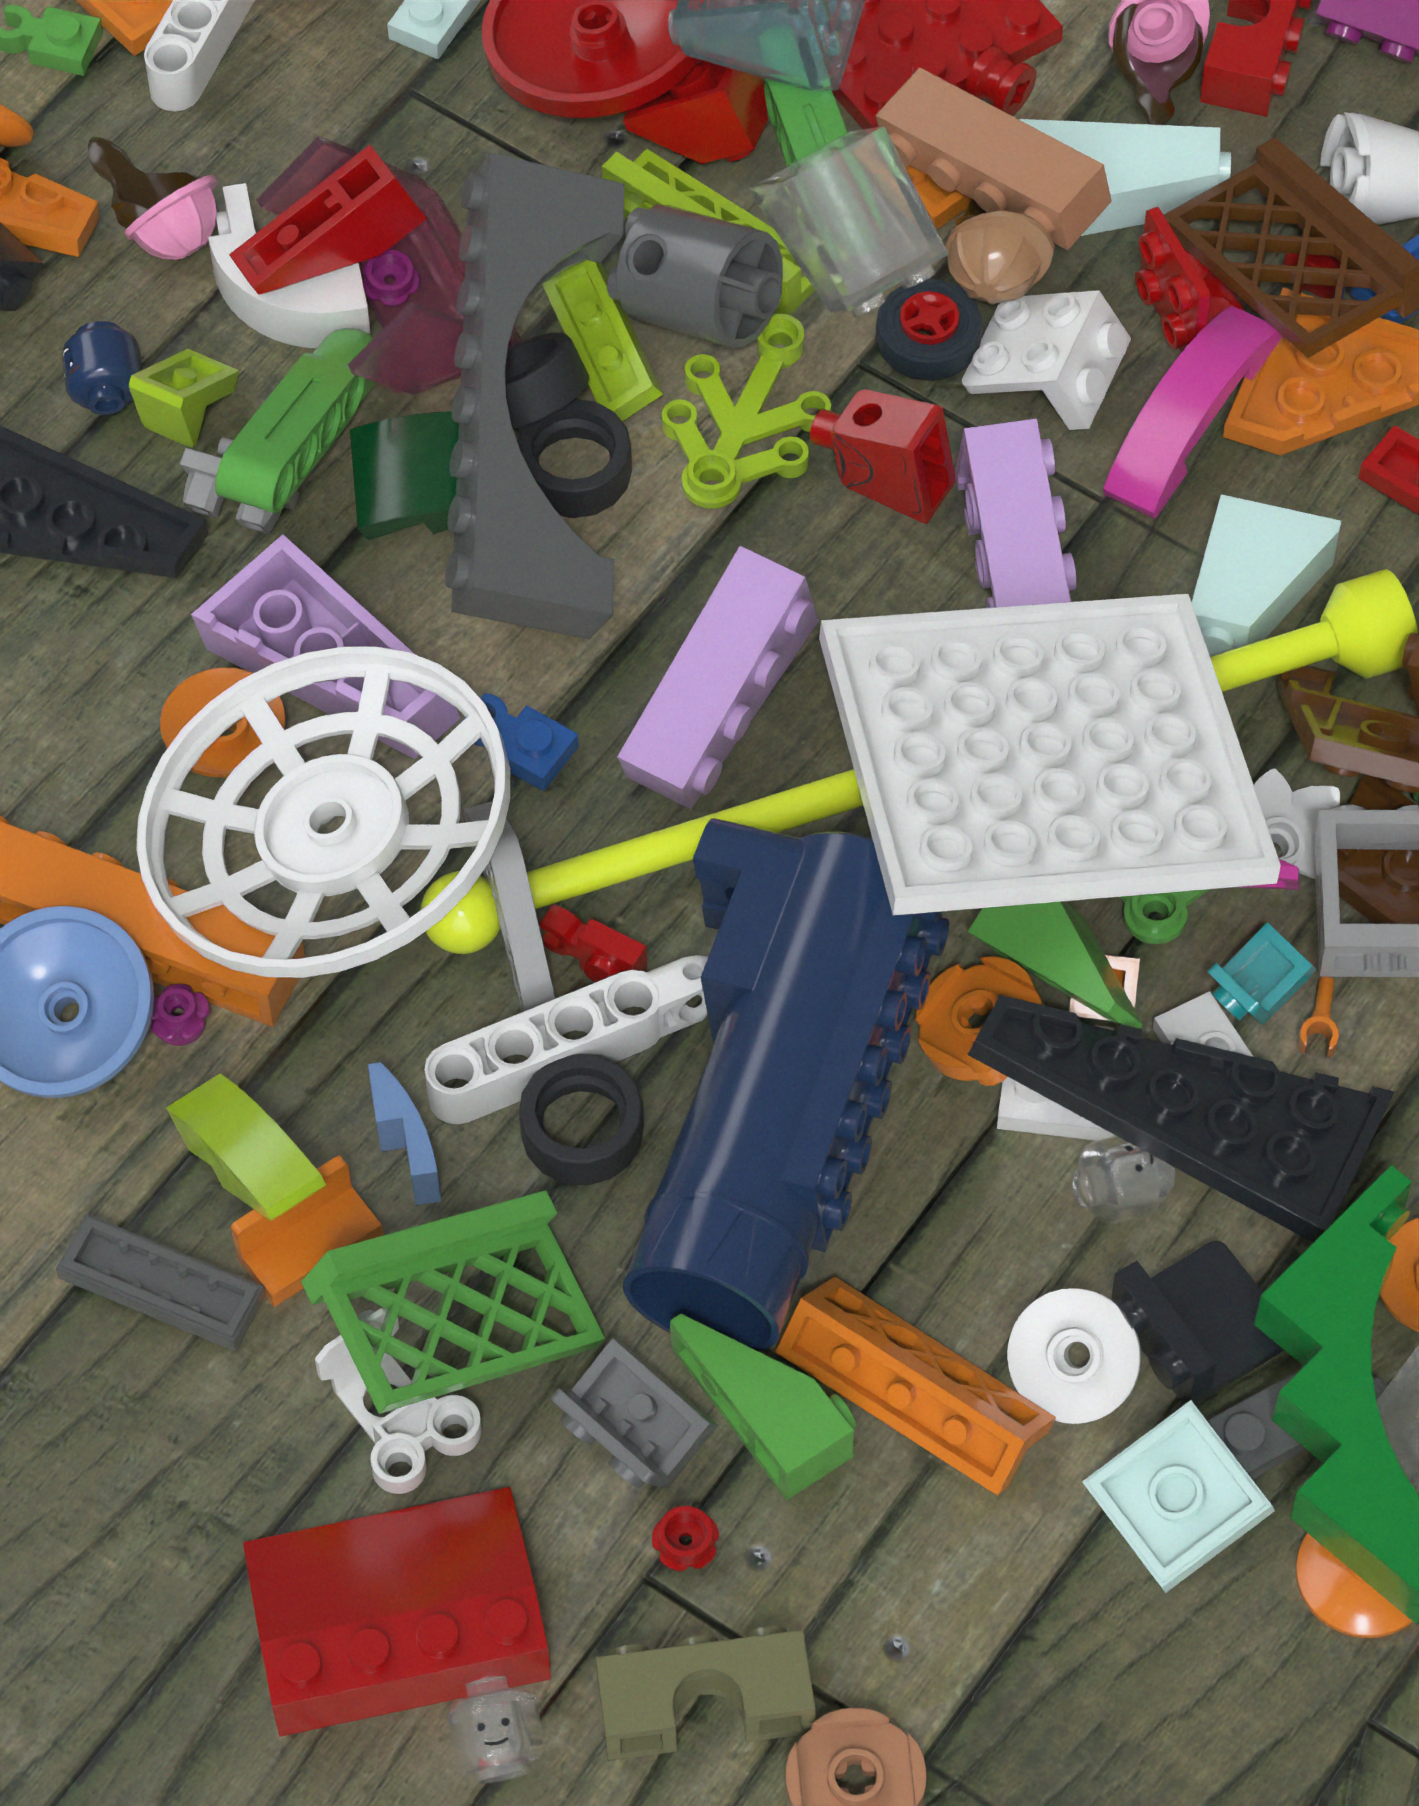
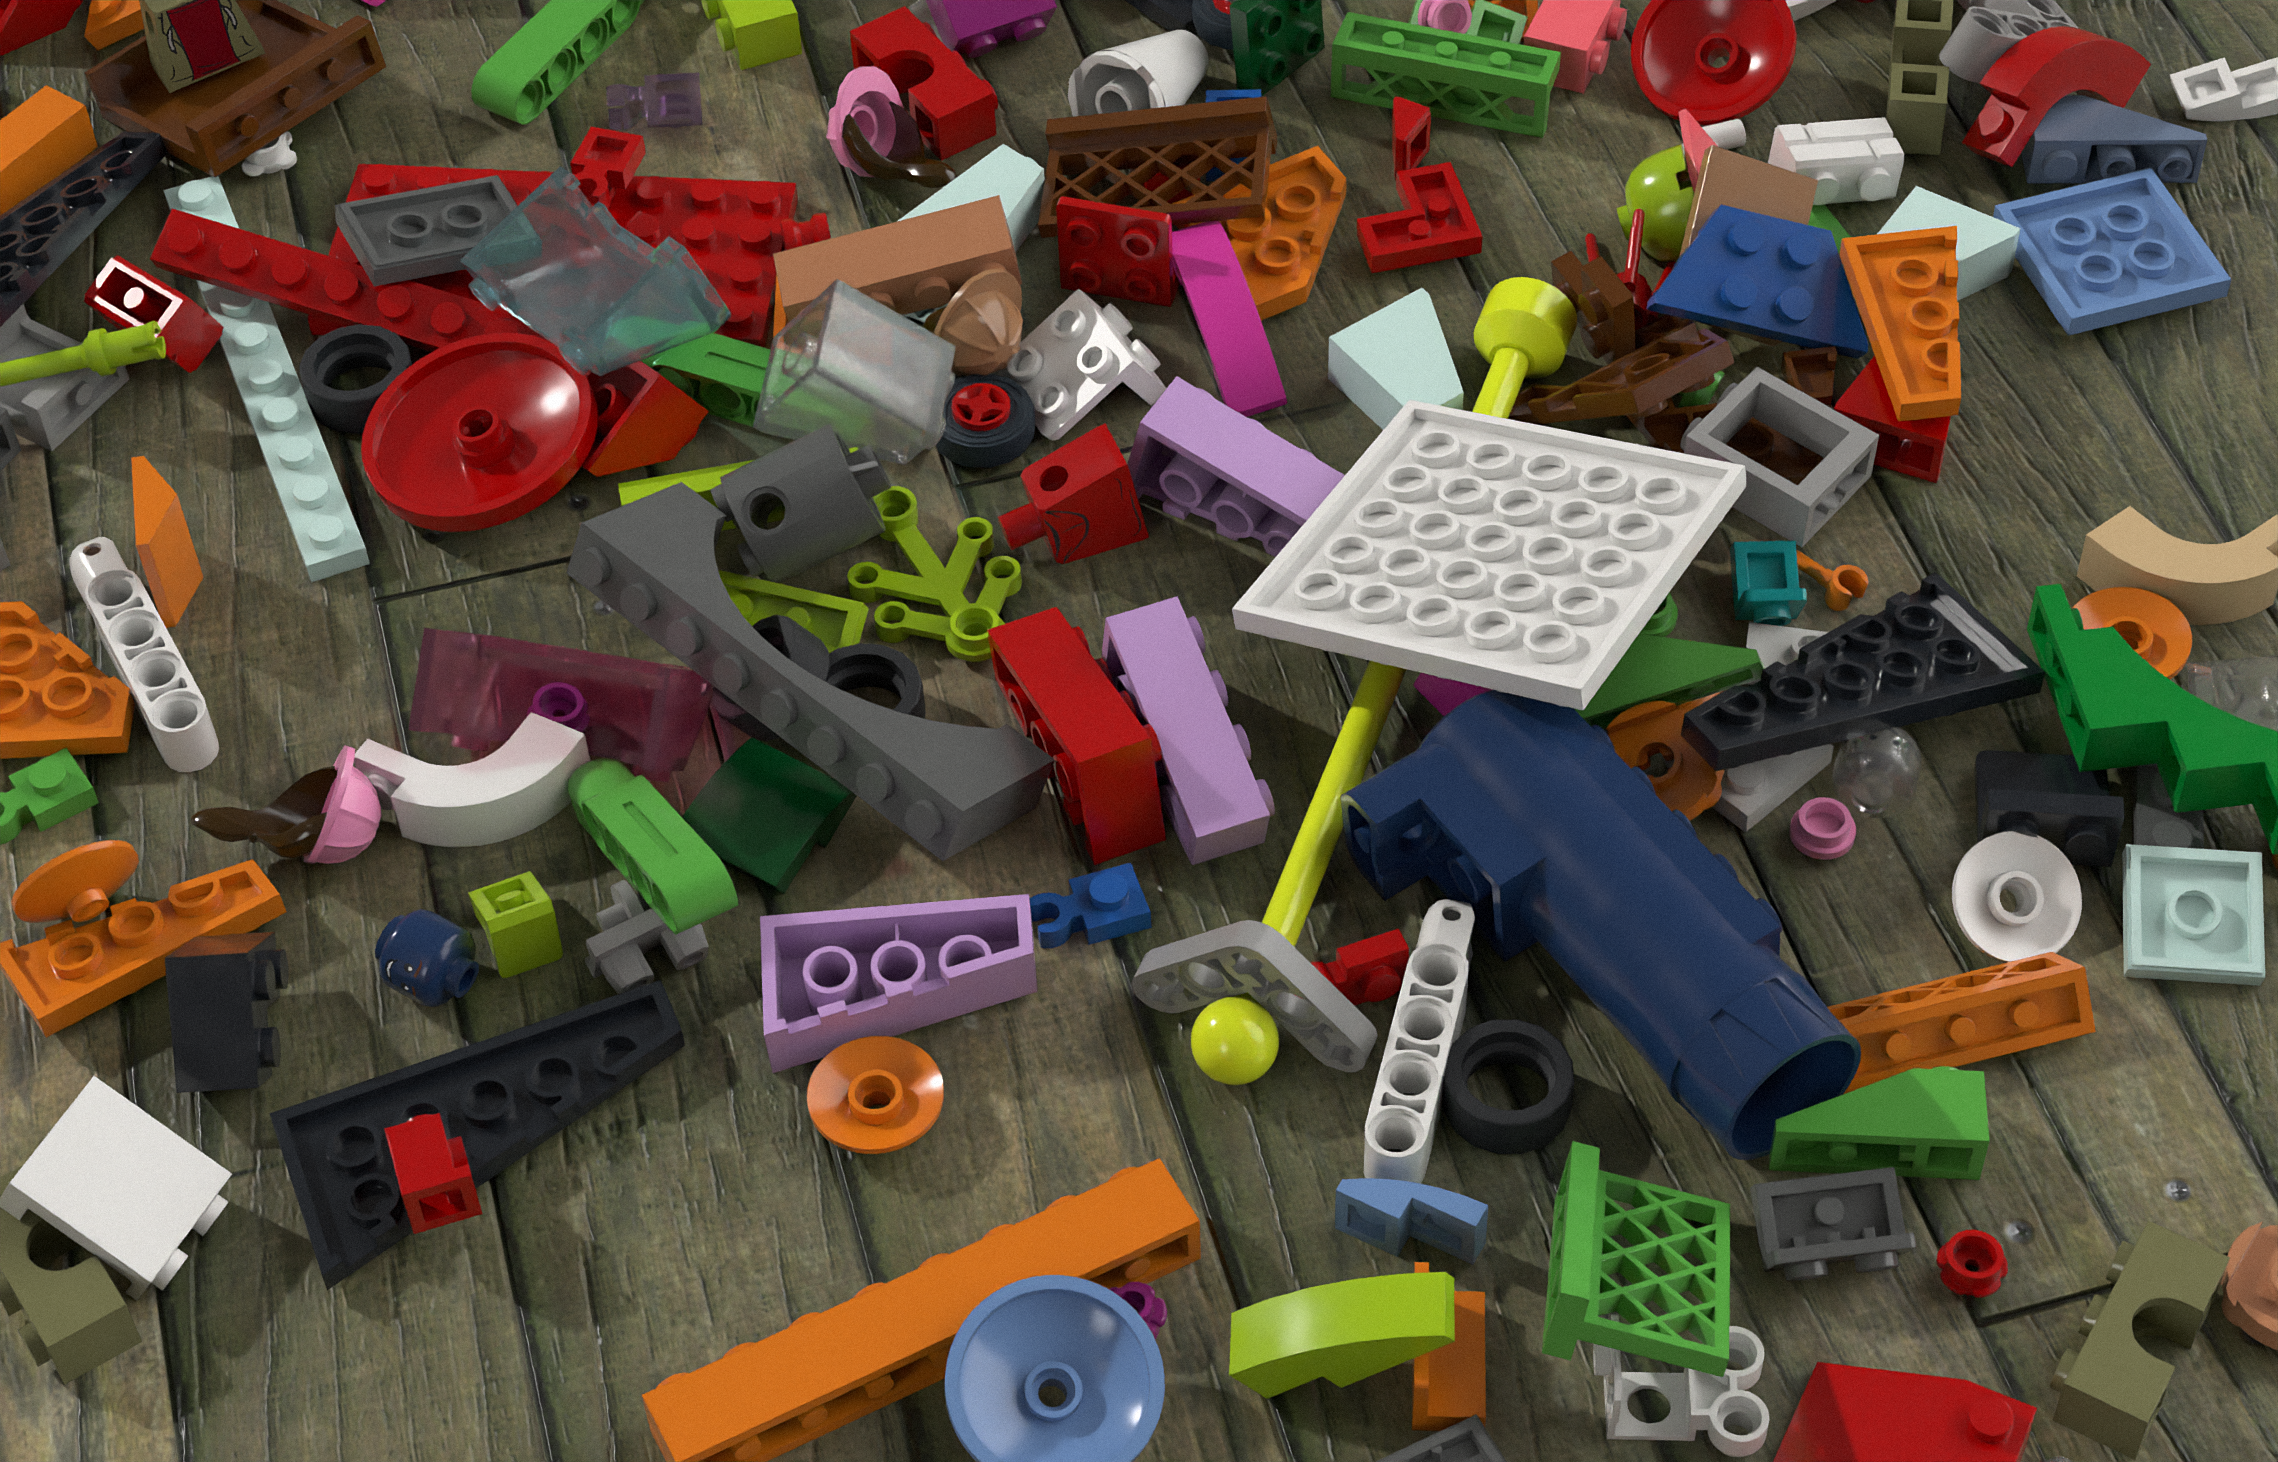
camera: 50 degrees left, 10 degrees down
(312, 796) = (1056, 1027): white dish -> none
(333, 226) = (491, 696): red slope -> none
(654, 606) = (1087, 727): none -> red wedge
(1035, 1179) = (1823, 829): none -> bright pink plate

